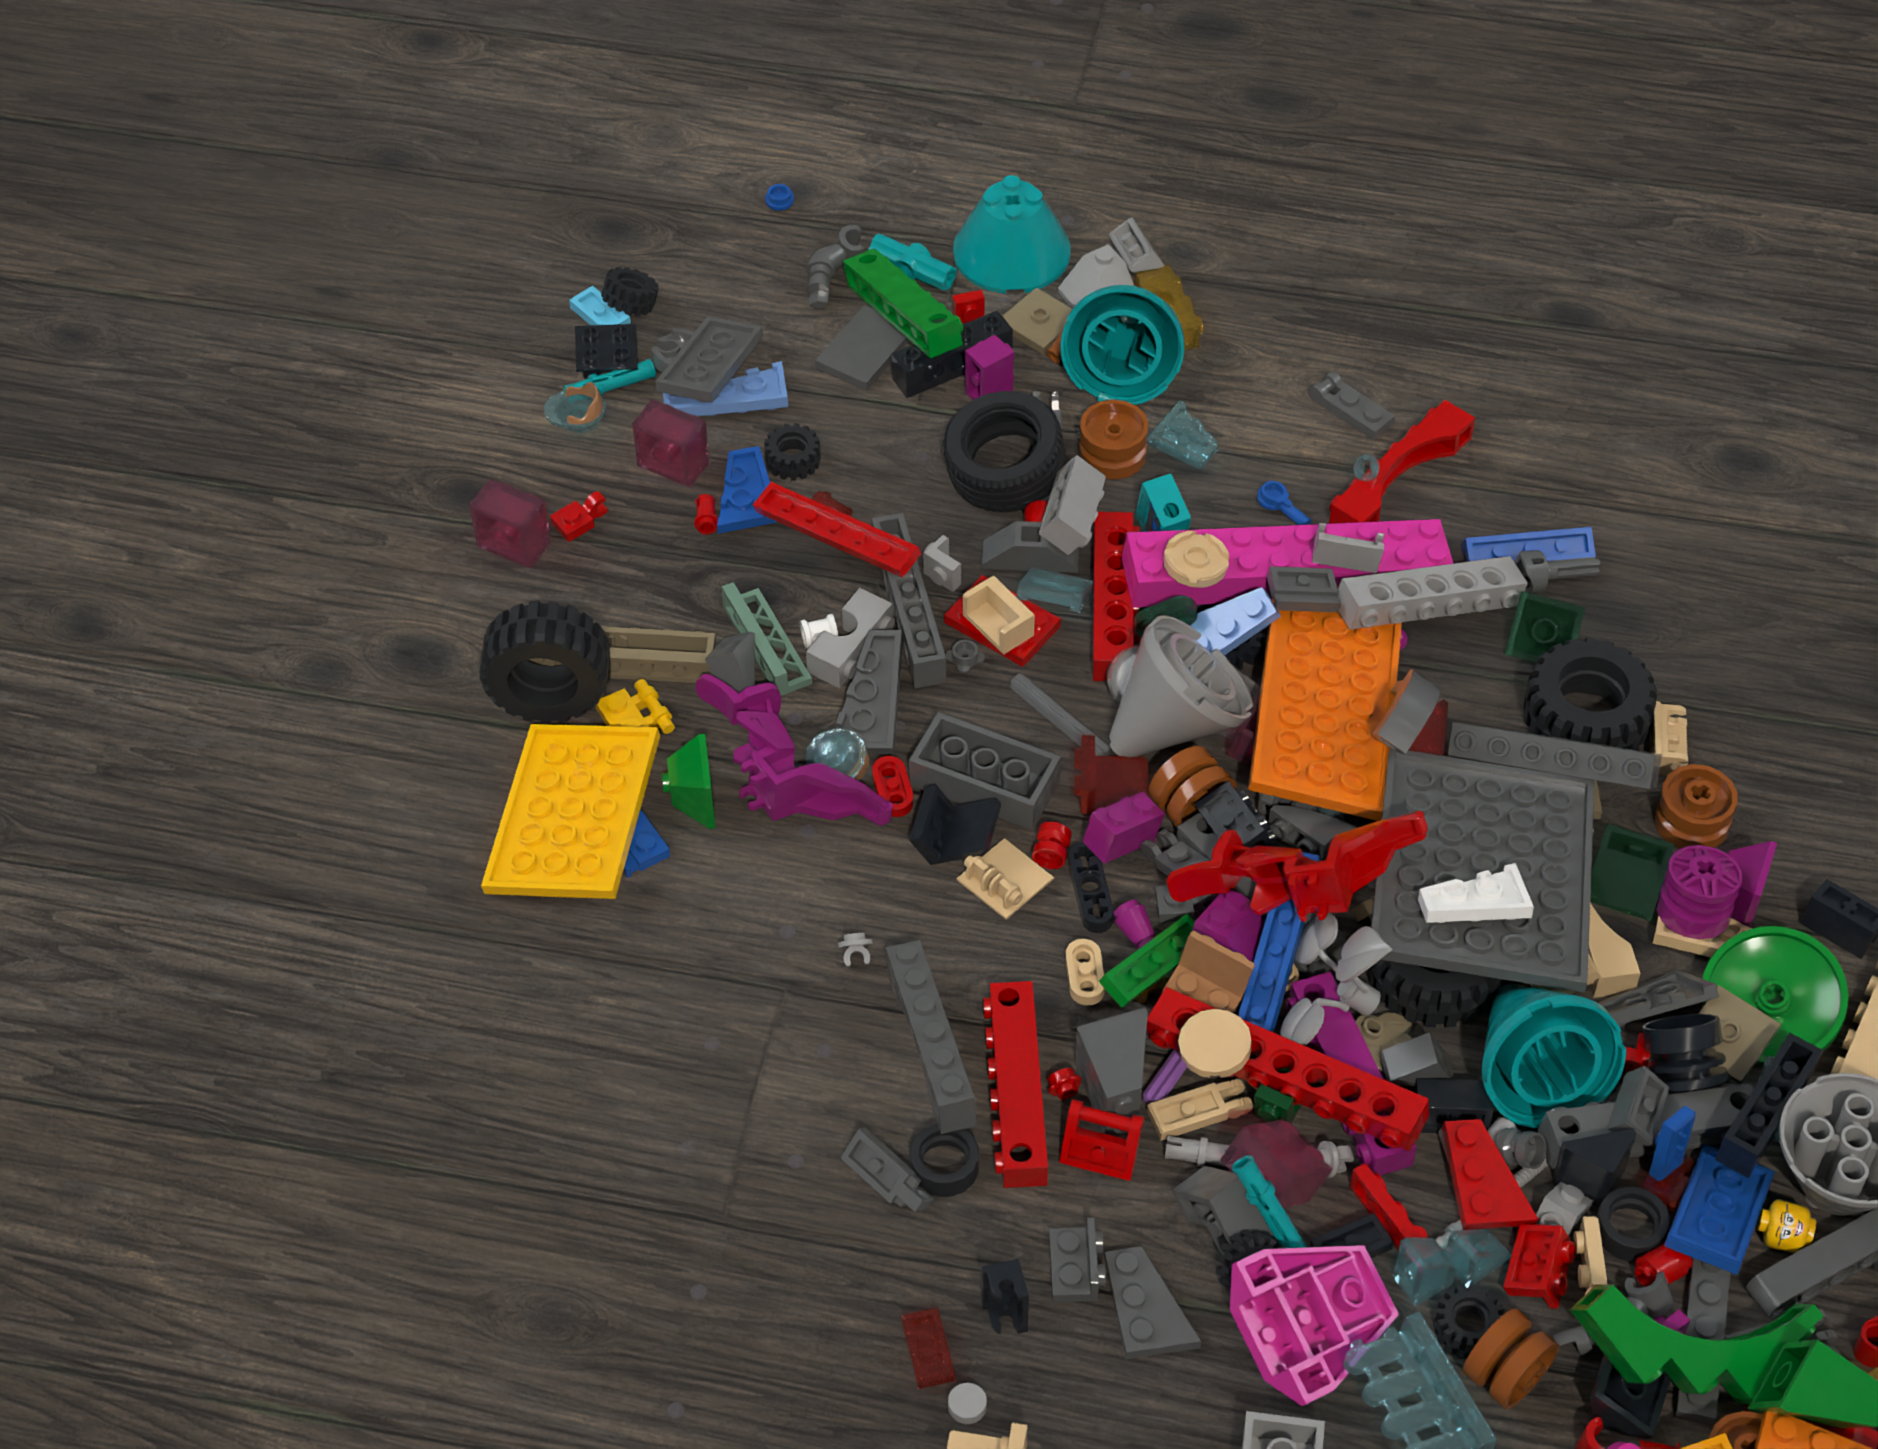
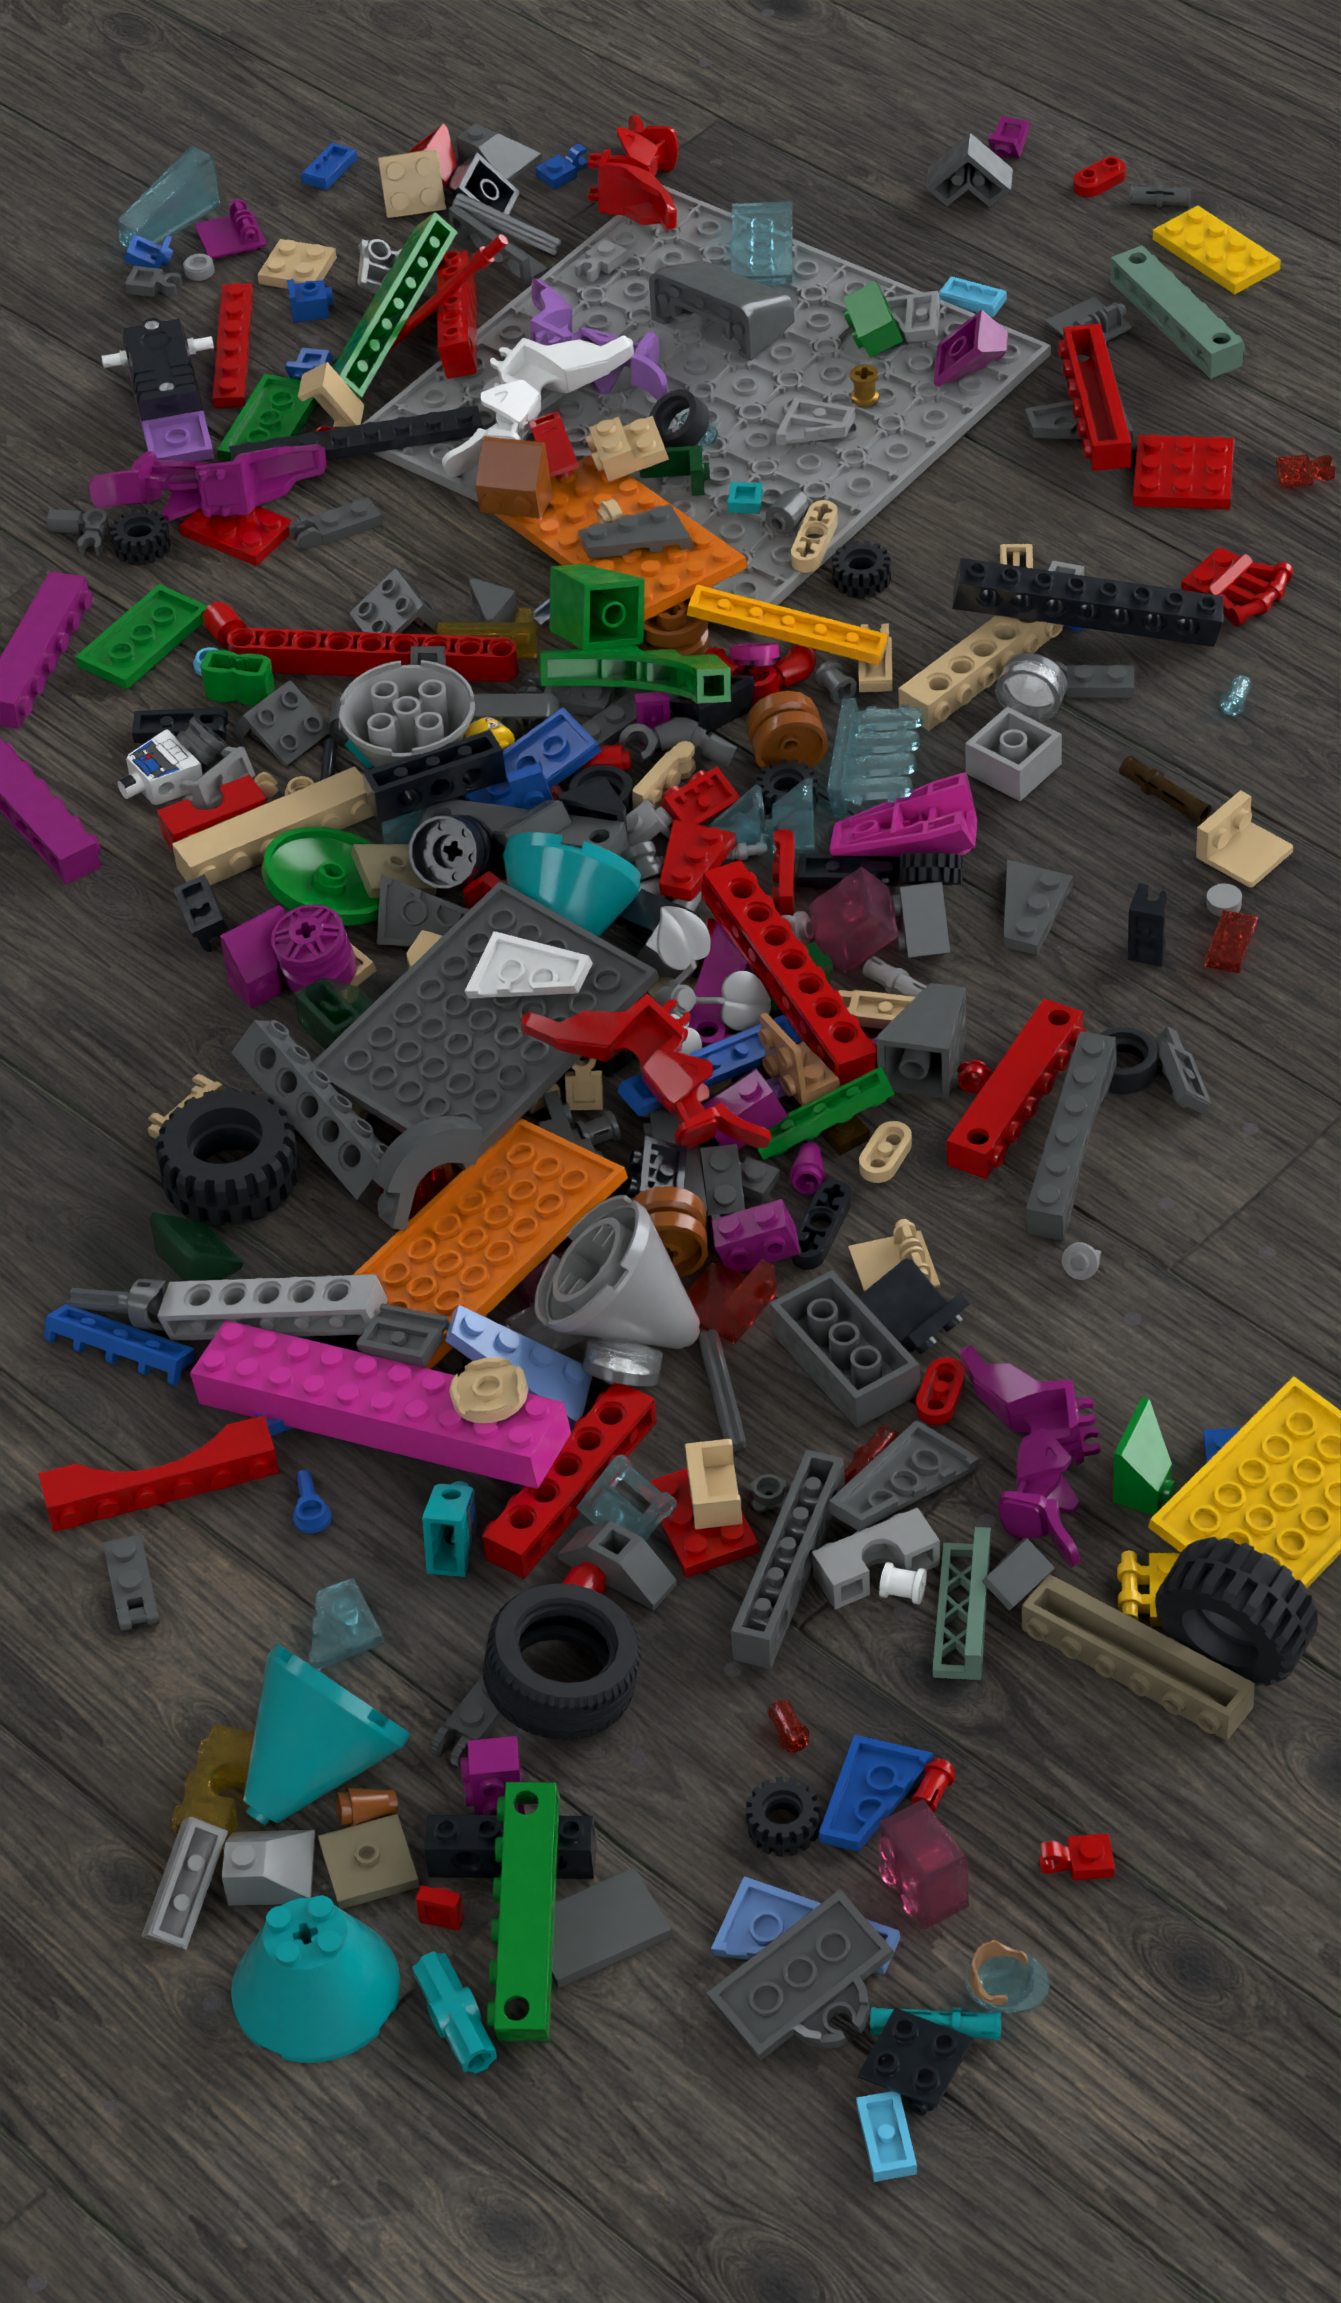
camera: 145 degrees left, 5 degrees down
(510, 523) = (1173, 1847): clear pink brick -> none
(629, 291) = (849, 2145): black tyre -> none
(779, 197) = (541, 2211): blue plate -> none
(827, 260) = (550, 2067): dark grey piece -> none
(837, 529) = (819, 1642): red plate -> none
(841, 751) = (979, 1434): clear light blue piece -> none
(910, 712) = (867, 1453): none -> clear red pin
(940, 565) = (723, 1603): light grey bracket -> none
(1051, 846) = (834, 1257): red wheel -> none
(1072, 505) = (547, 1546): light grey brick -> none
(1075, 1264) = (1064, 950): dark grey bracket -> none
(1098, 1150) = (989, 1013): red plate -> none
(1114, 438) = (426, 1639): dark orange wheel -> none
(1178, 607) = (549, 1383): clear green plate -> none
(1215, 1043) = (838, 993): tan tile -> none
(1261, 1194) = (894, 873): teal pin -> none
(1347, 551) = (326, 1342): light grey hinge -> none
(1359, 467) = (207, 1456): clear light blue hinge -> none
(1696, 806) = (217, 1030): dark orange wheel -> none

